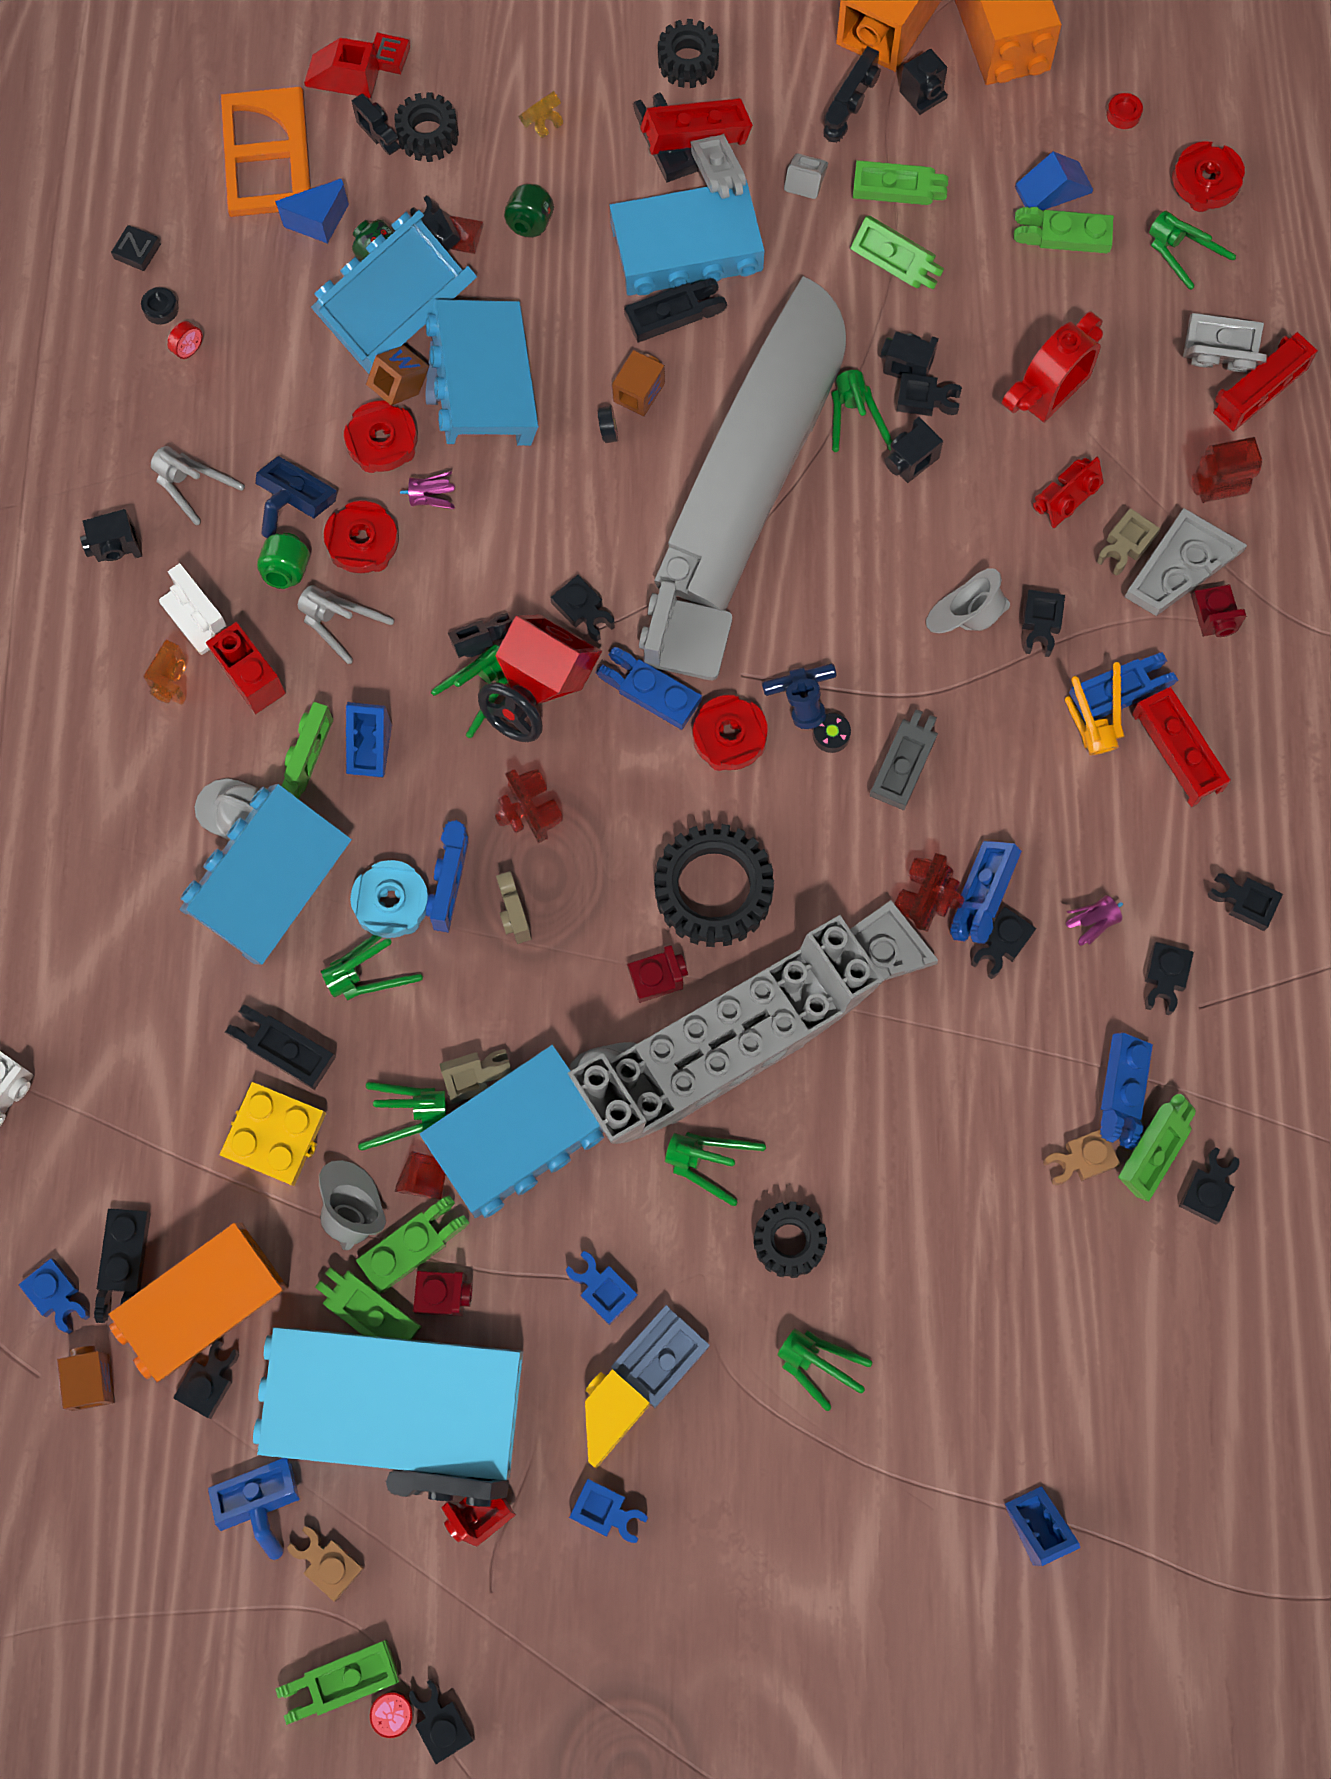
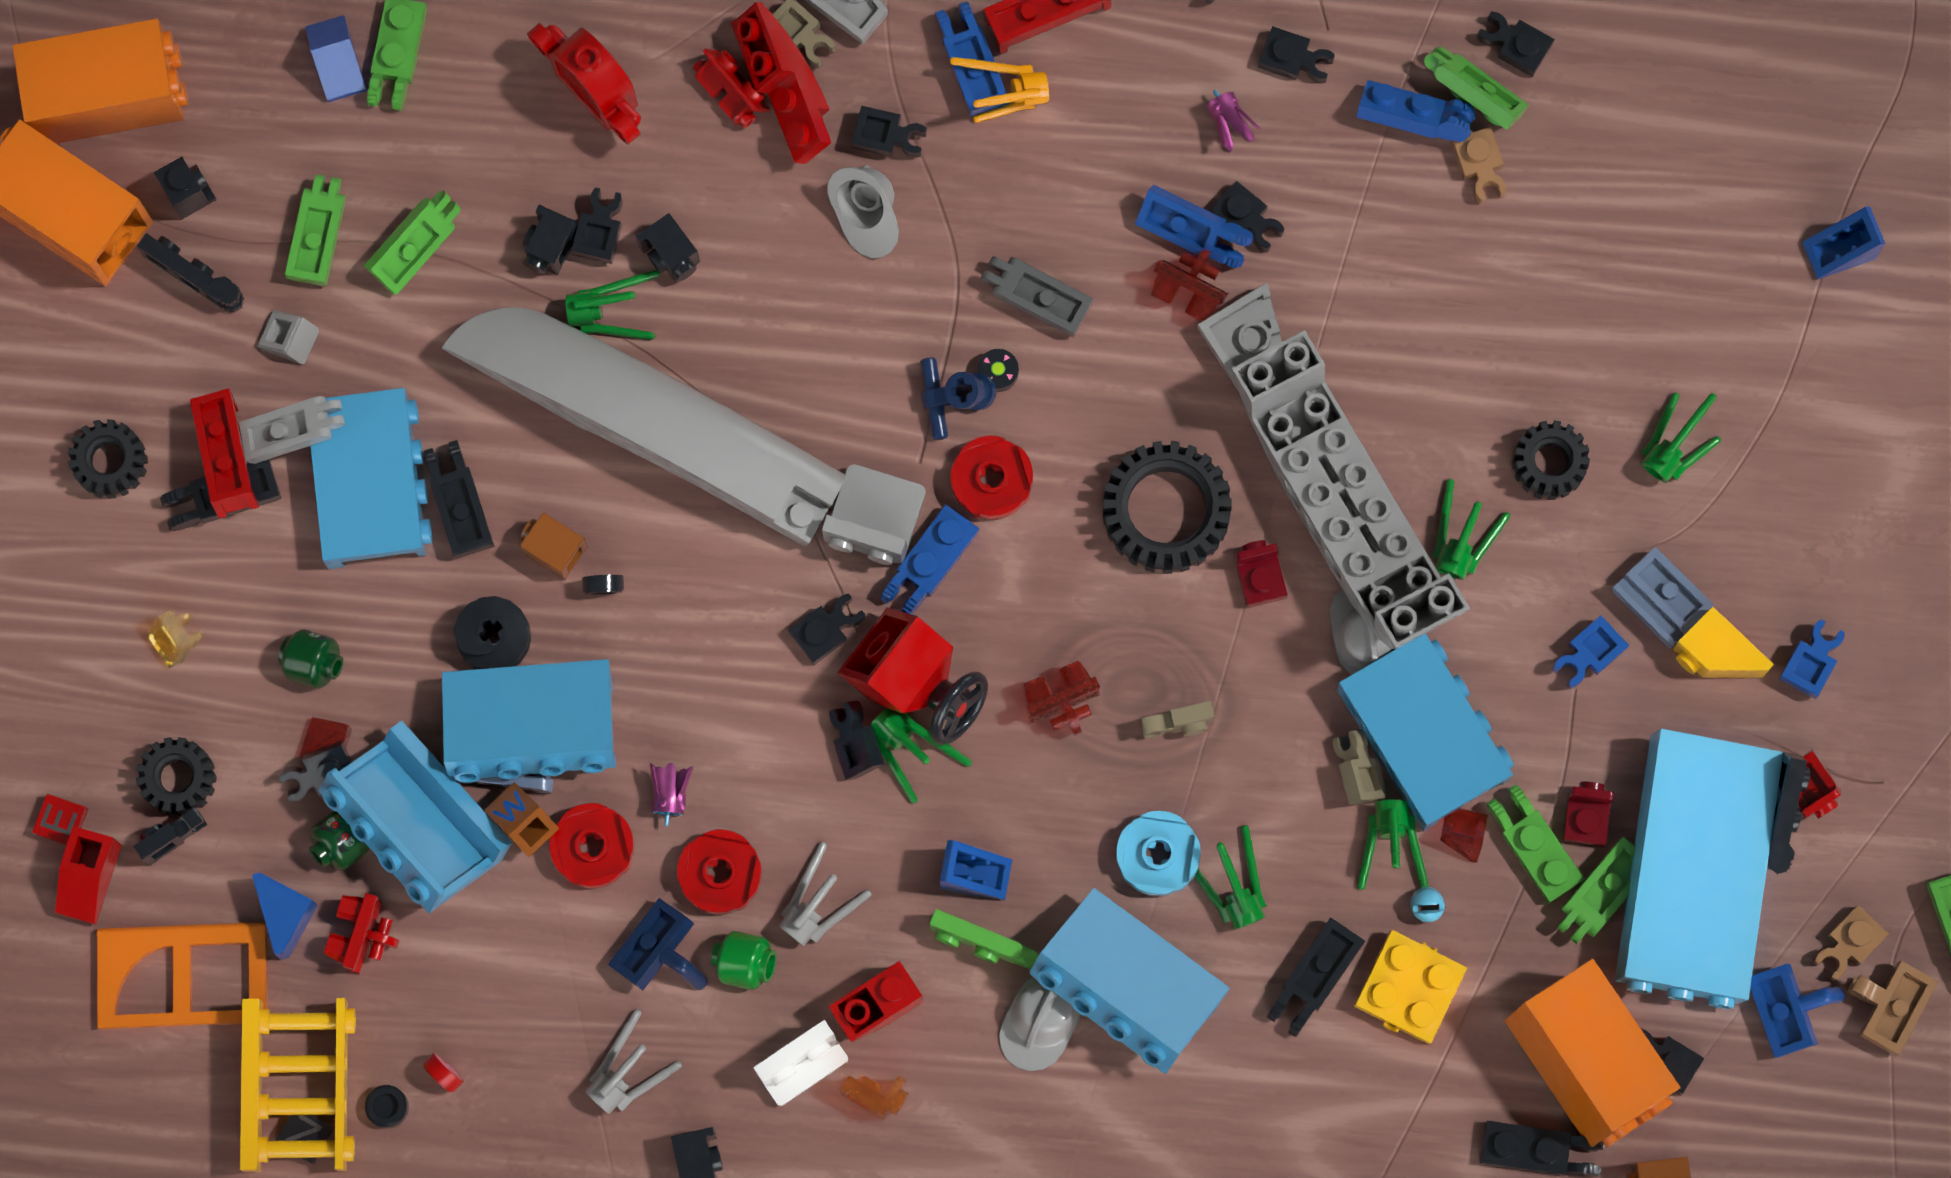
camera: 85 degrees left, 5 degrees up
(168, 199) = (260, 1064): none -> yellow fence
(259, 1610) = (1895, 1006): none -> medium nougat plate
(299, 272) = (353, 950): none -> red hips
(349, 1204) = (1496, 902): light grey piece -> none
(355, 1143) = (1427, 896): none -> medium azure hinge
(448, 874) = (1134, 788): blue hinge -> none
(558, 343) = (486, 614): none -> black piece
(1086, 527) = (785, 76): none -> red slope

